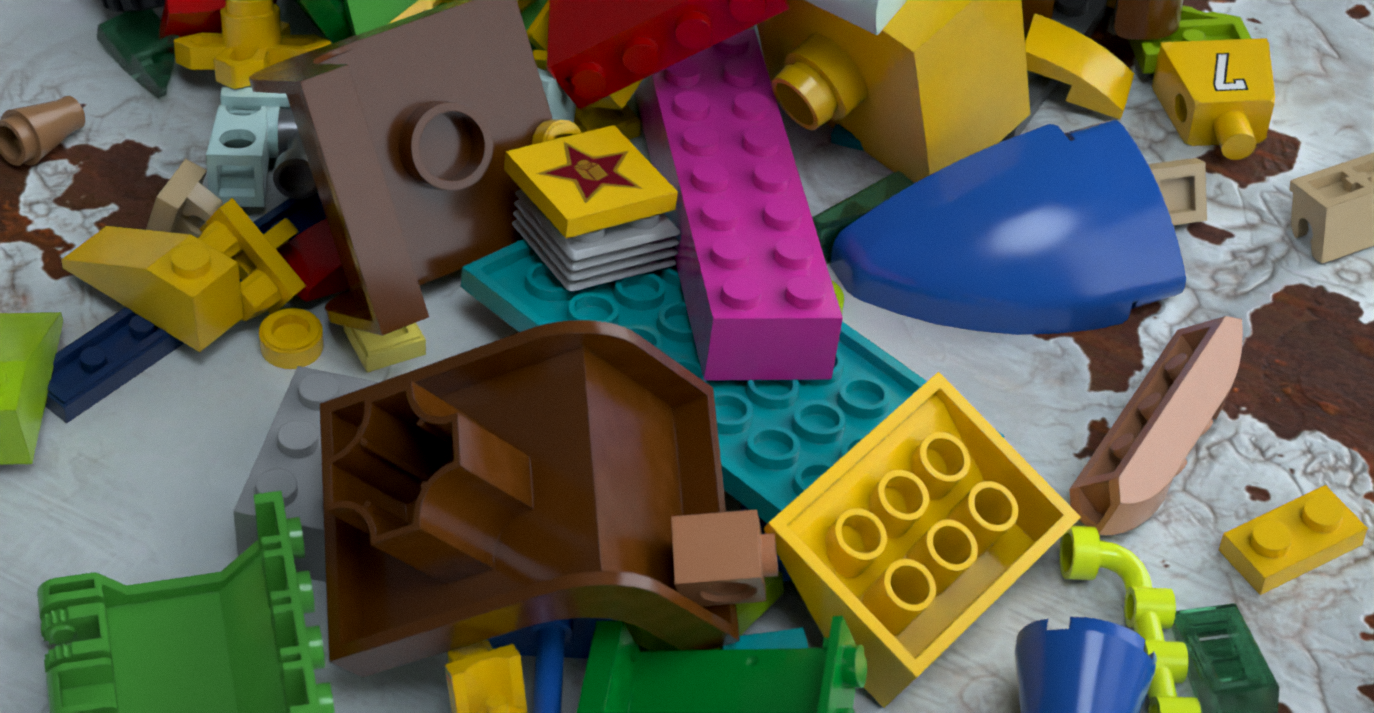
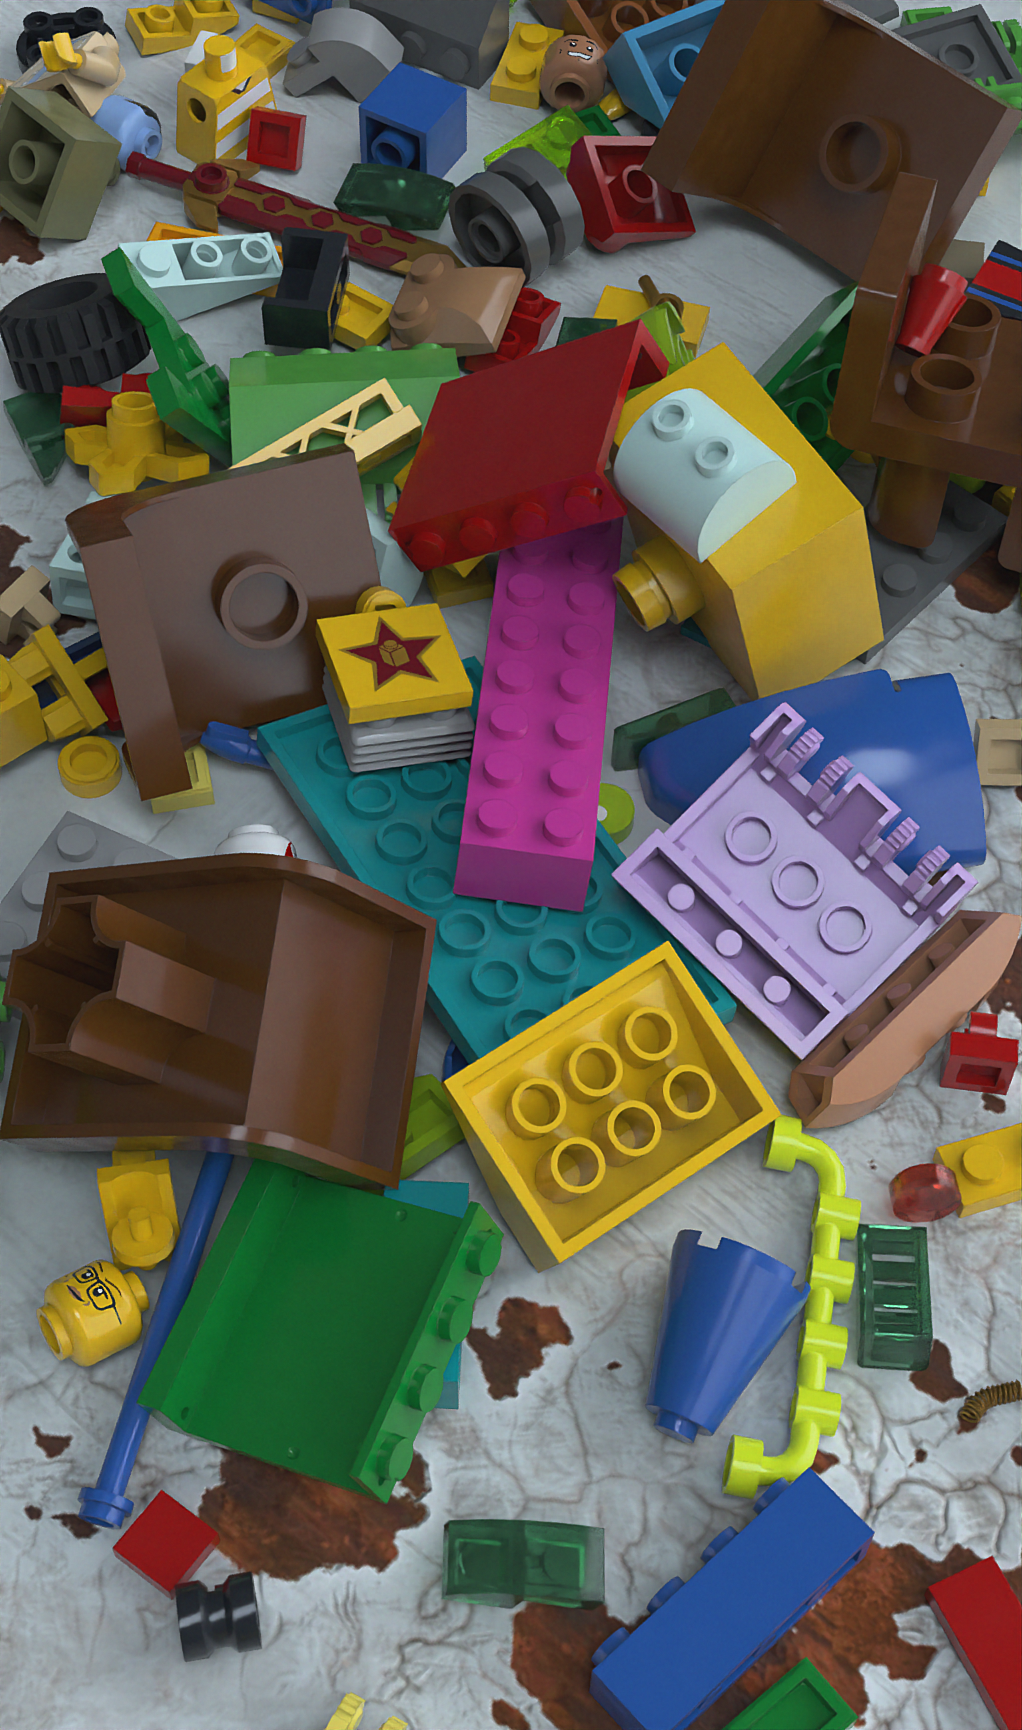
camera: 15 degrees right, 10 degrees up
(444, 296) = (233, 744): none -> blue piece
(722, 557) = (388, 1110): nougat brick -> none
(1027, 318) = (793, 885): none -> lavender slope
(1094, 74) = (938, 580): yellow slope -> none
(1226, 572) = (924, 1193): none -> clear red tile
(1238, 451) = (979, 1058): none -> red tile

